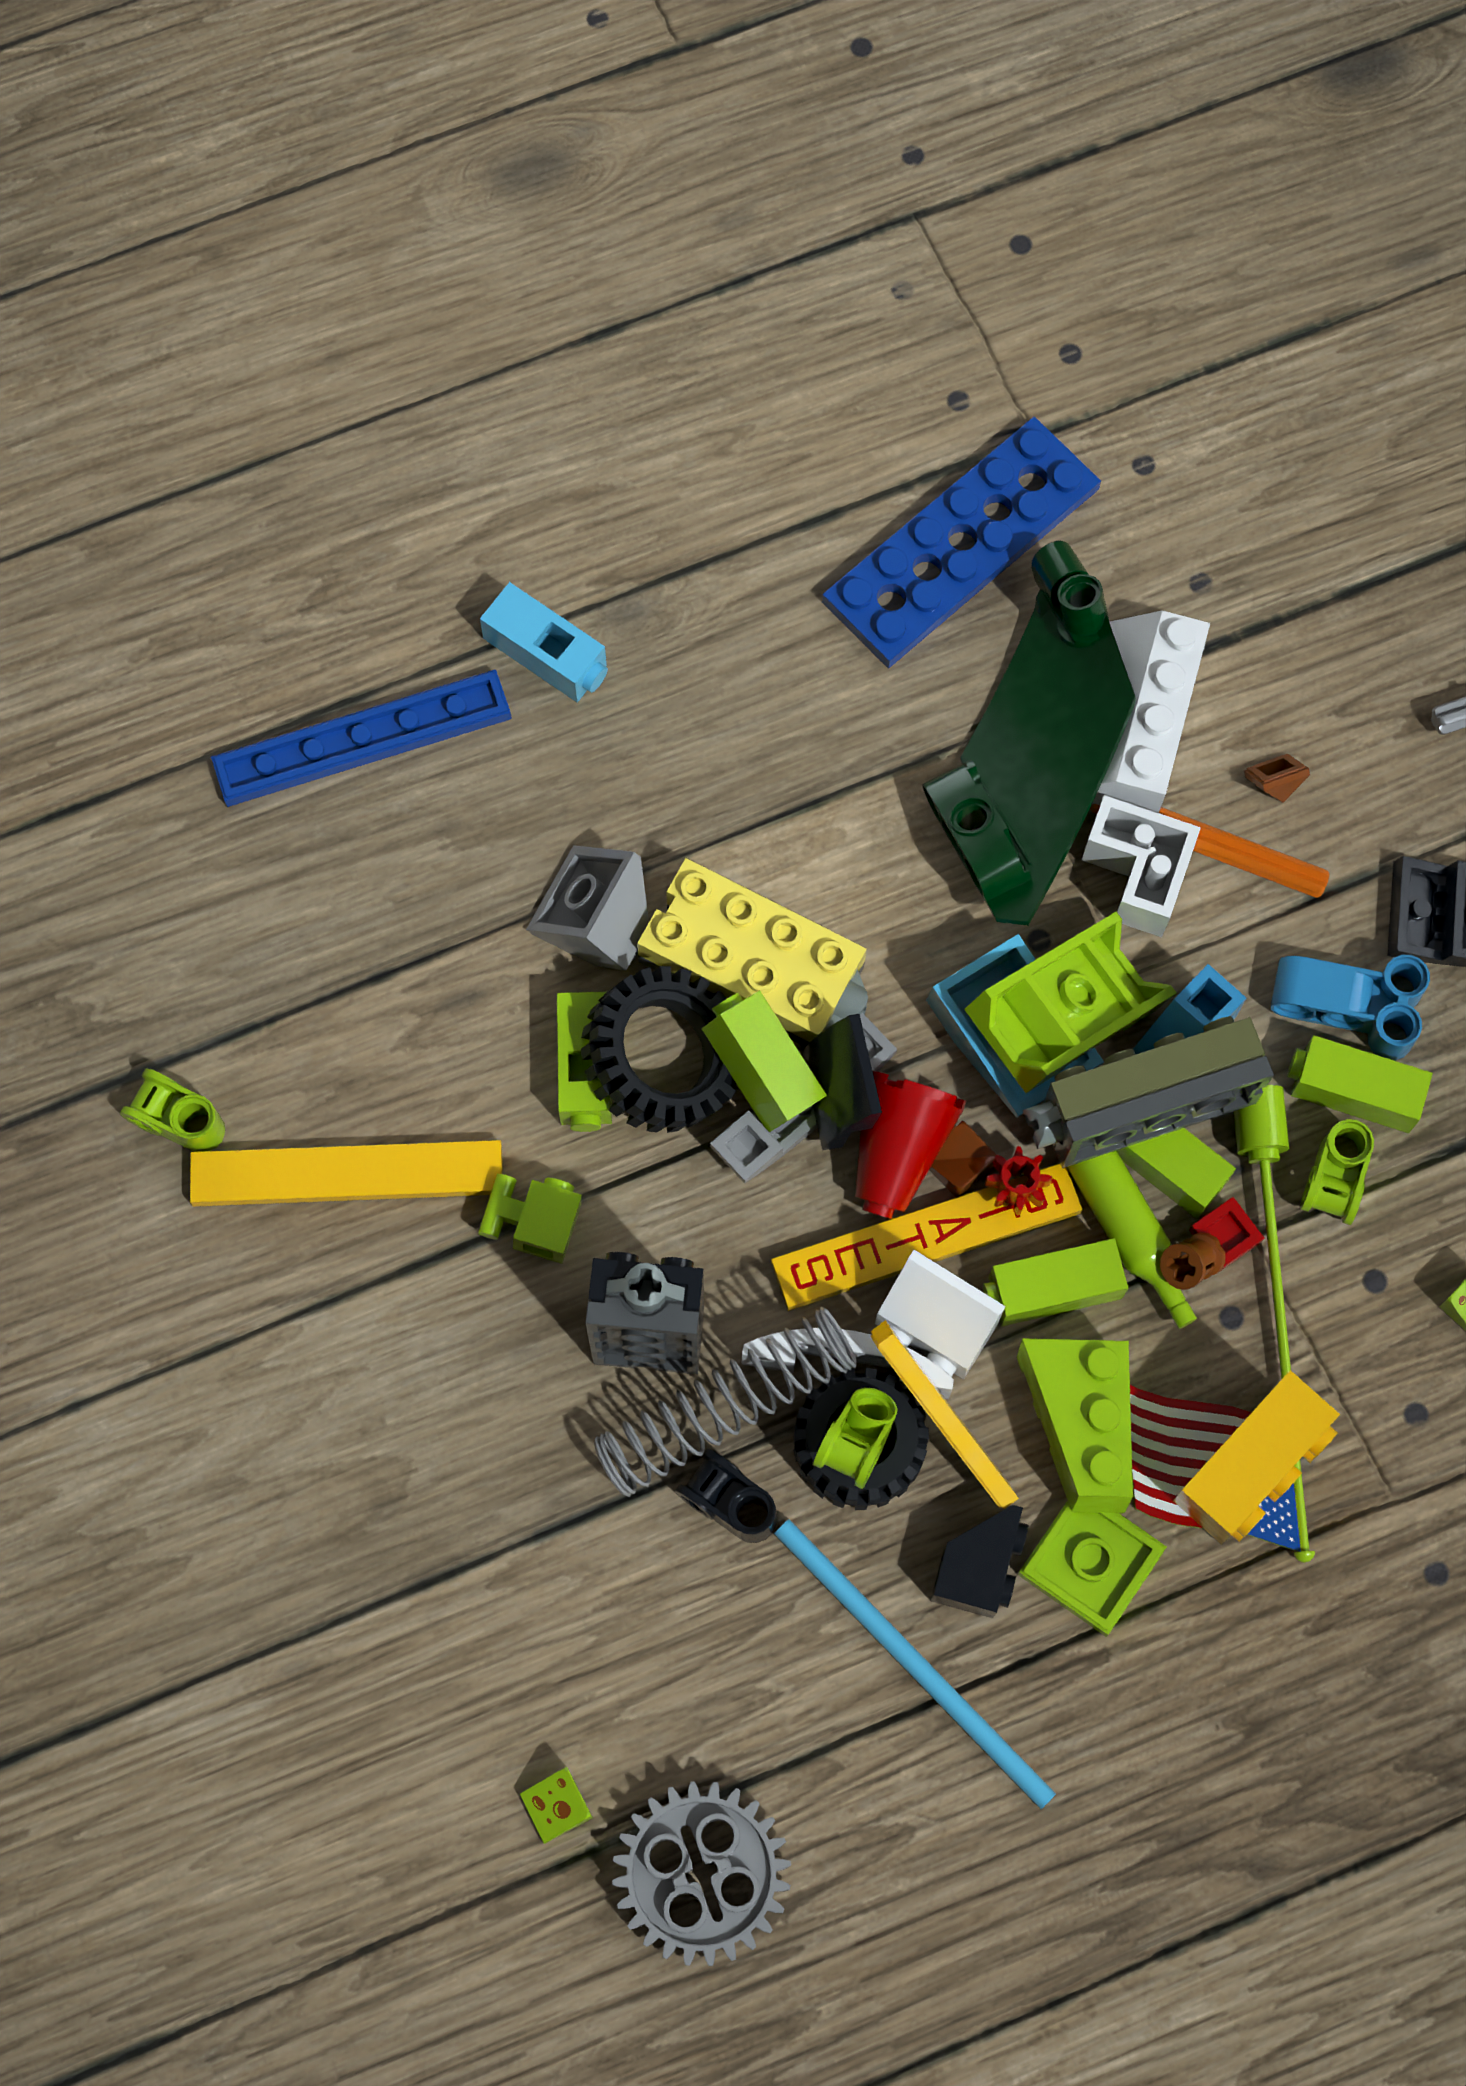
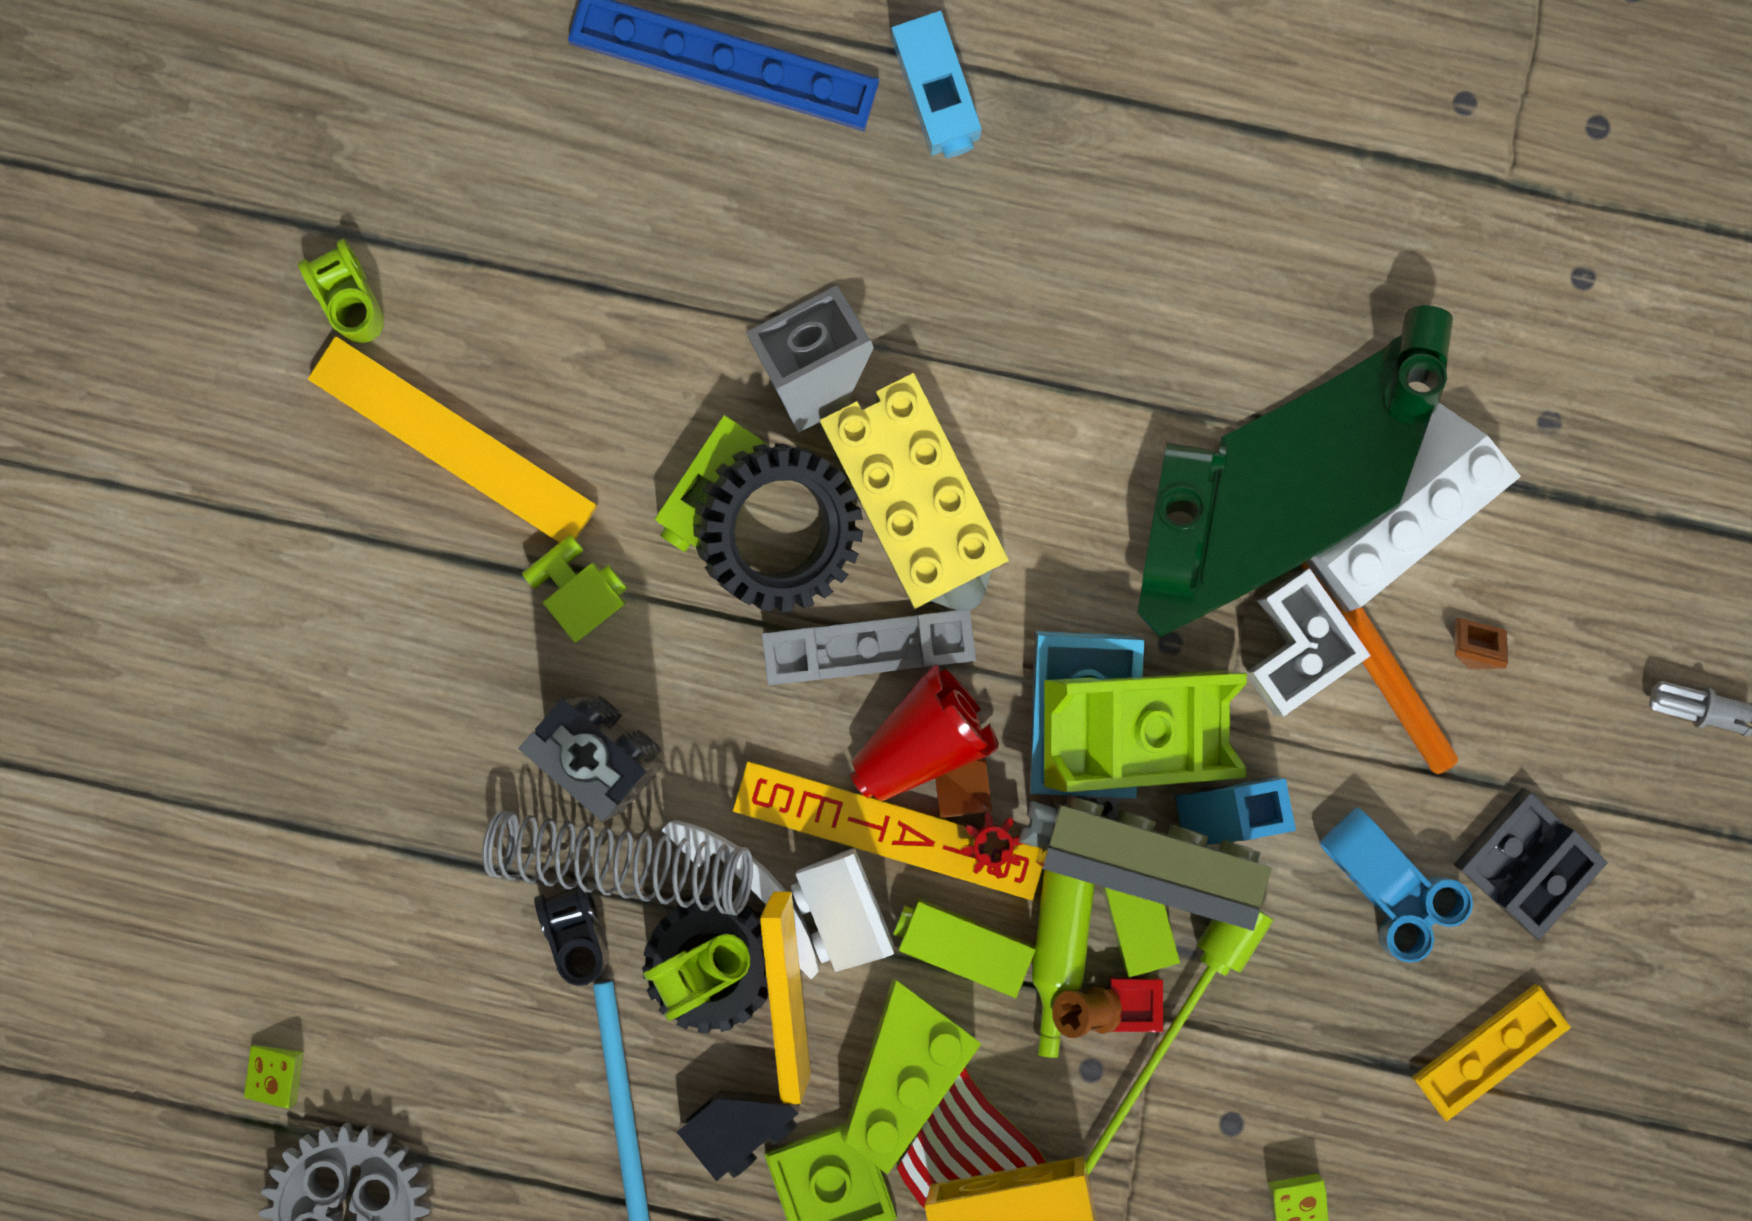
camera: 40 degrees right, 15 degrees up
(762, 1059) = (852, 597): lime brick -> none
(845, 1073) = (902, 663): black slope -> none
(962, 572) = (1389, 210): blue plate -> none
(1338, 1181) = (1264, 1023): lime piece -> none
(1359, 1083) = (1342, 959): lime brick -> none

